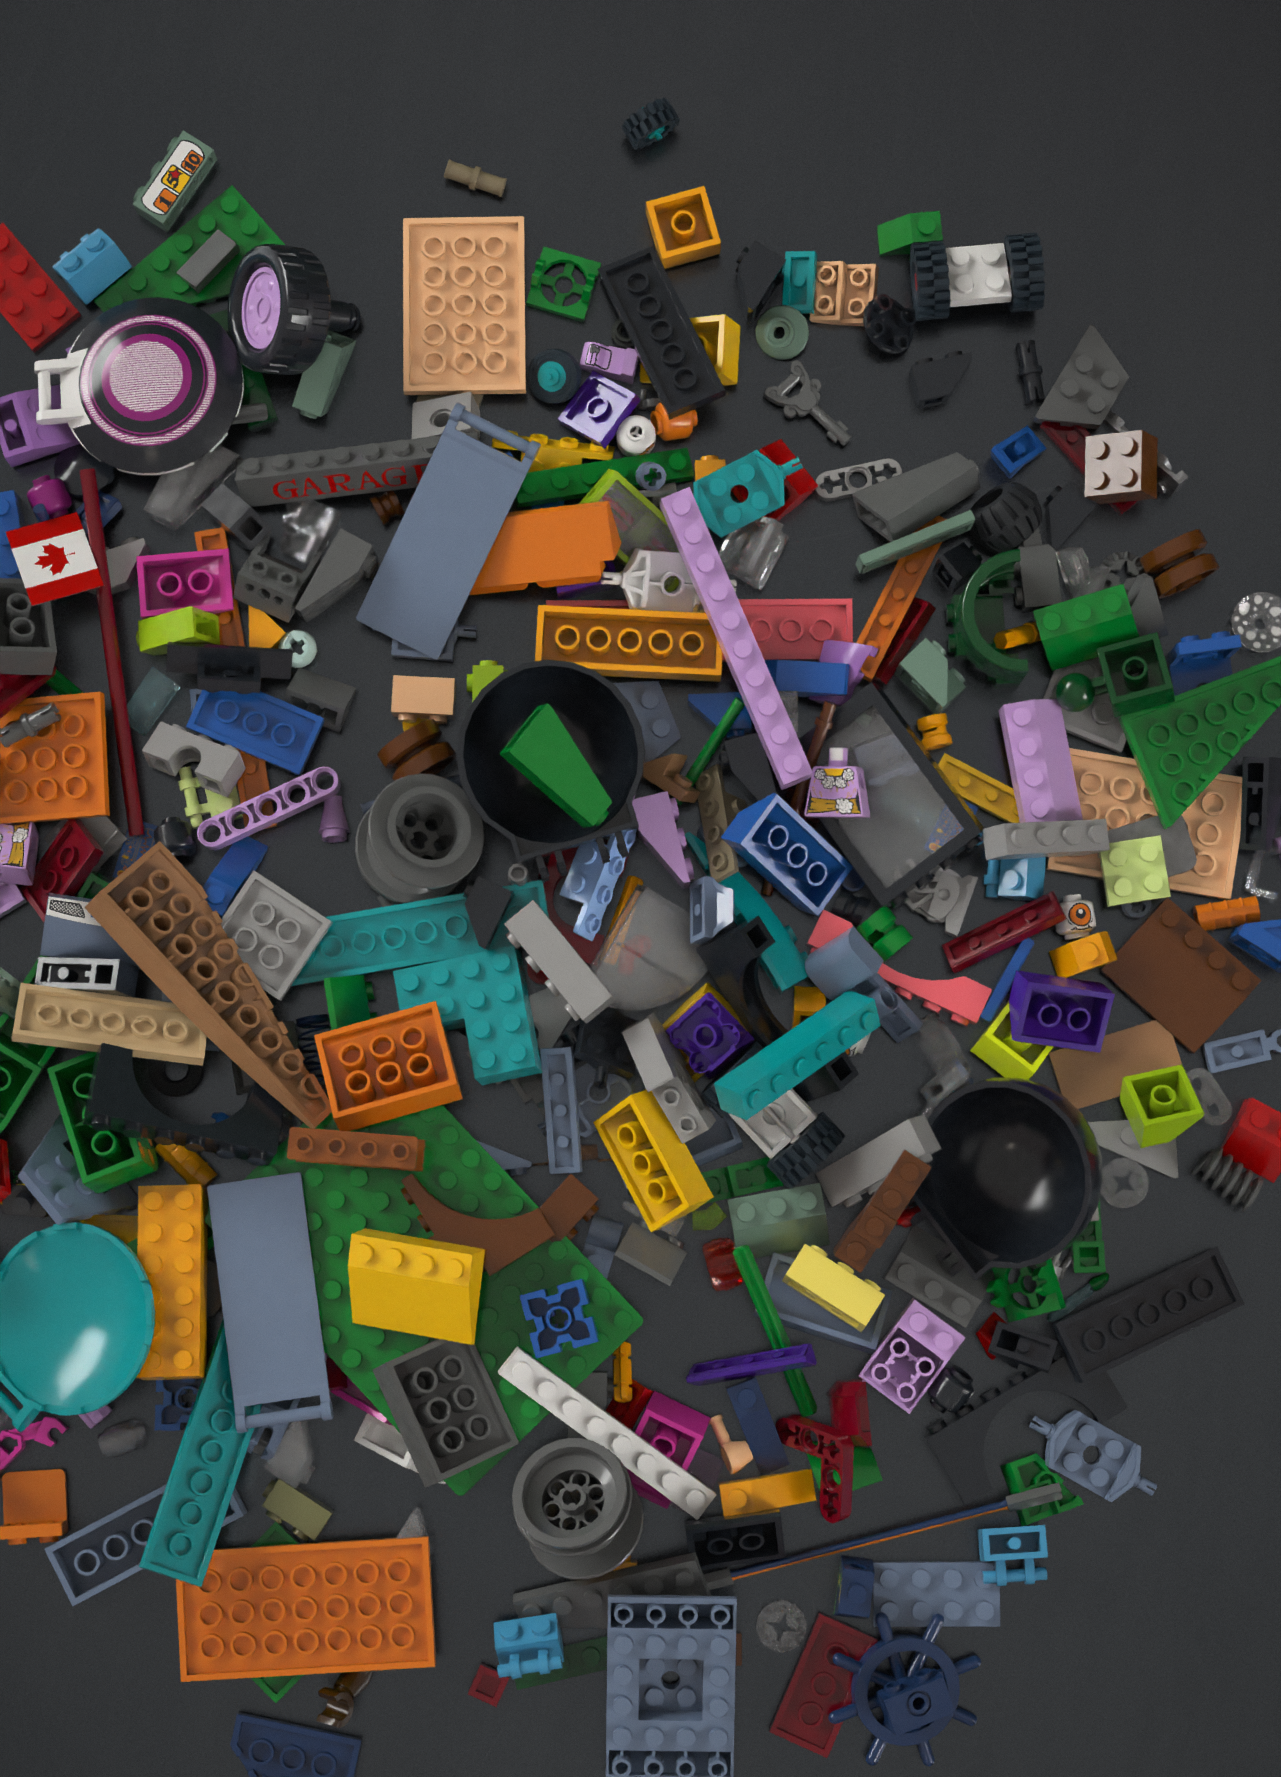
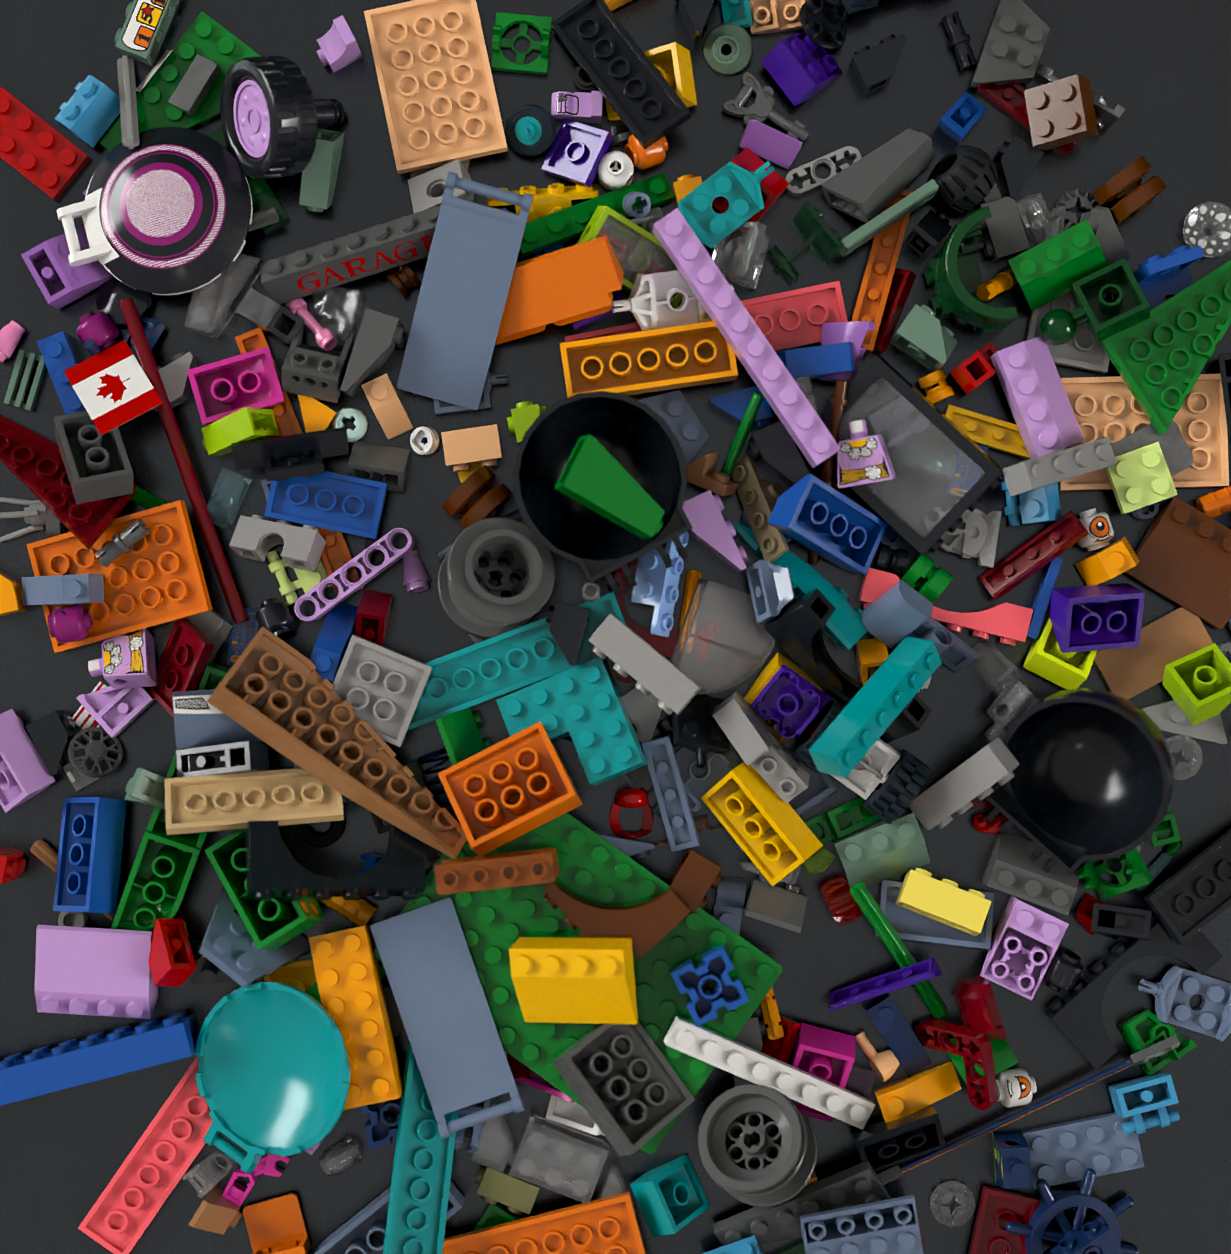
camera: 10 degrees left, 5 degrees up
(134, 265) = (128, 102): none -> light grey axle
(168, 236) = (154, 69): none -> white sticker
(280, 857) = (373, 616): none -> dark red slope
(289, 551) = (324, 337): none -> bright pink bar
(341, 637) = (387, 406): none -> light nougat slope
(359, 1487) = (559, 1159): none -> clear brick
(368, 249) = (338, 46): none -> lavender arch
(374, 681) = (424, 440): none -> white tile
(472, 1553) = (670, 1196): none -> teal slope
(520, 1108) = (631, 799): none -> red piece
(806, 440) = (770, 144): none -> medium lavender slope
(837, 546) = (817, 235): none -> clear green plate
(855, 366) = (801, 67): none -> dark purple slope
(873, 1508) = (1015, 1087): none -> white head
(881, 1212) = (977, 835): reddish brown arch -> none
(979, 720) = (975, 369): none -> red brick

